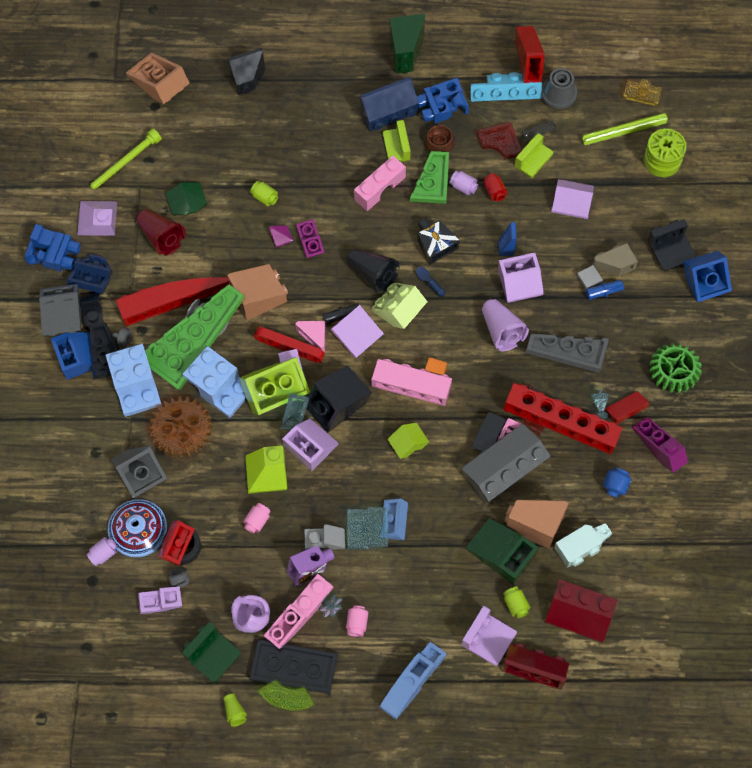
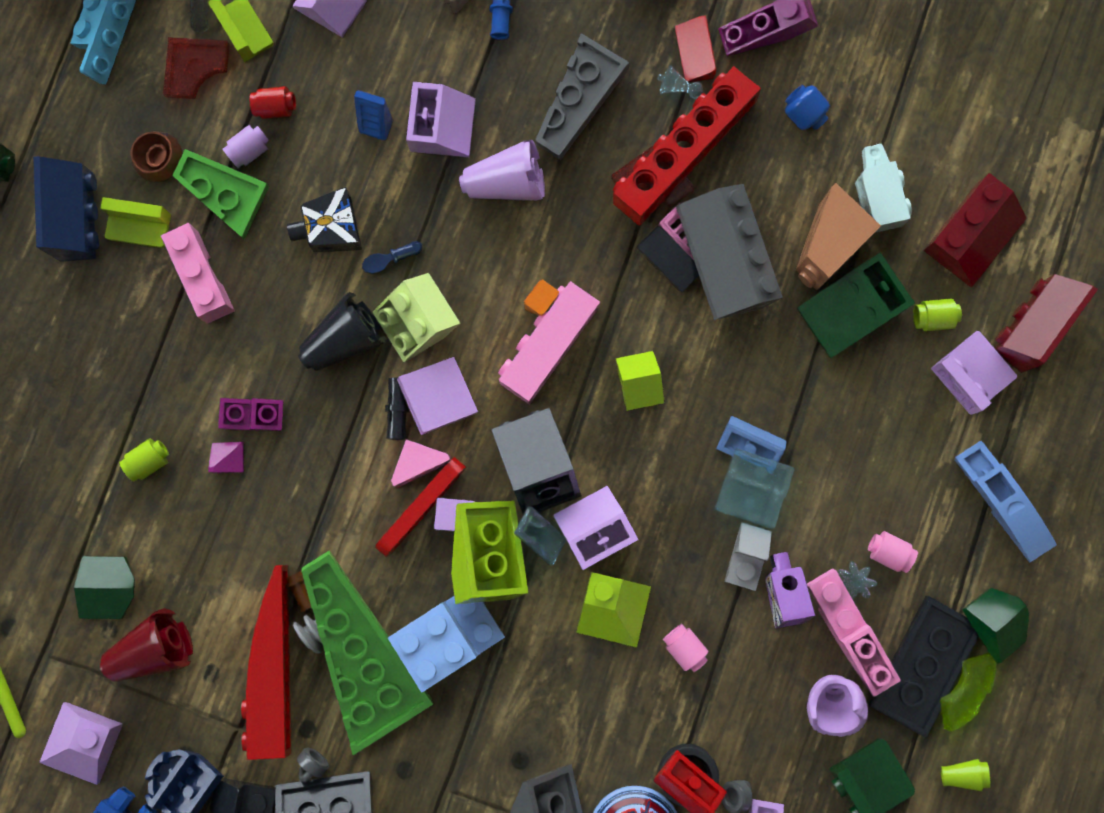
camera: 70 degrees left, 15 degrees up
(133, 380) = (394, 771): light blue bracket -> none
(171, 441) = (518, 739): clear orange gear -> none
(261, 290) = (311, 524): nougat slope -> none
(335, 702) = (999, 621): none -> dark green slope
(439, 98) = (83, 133): blue hips -> none
(589, 277) = (473, 23): light grey tile -> none

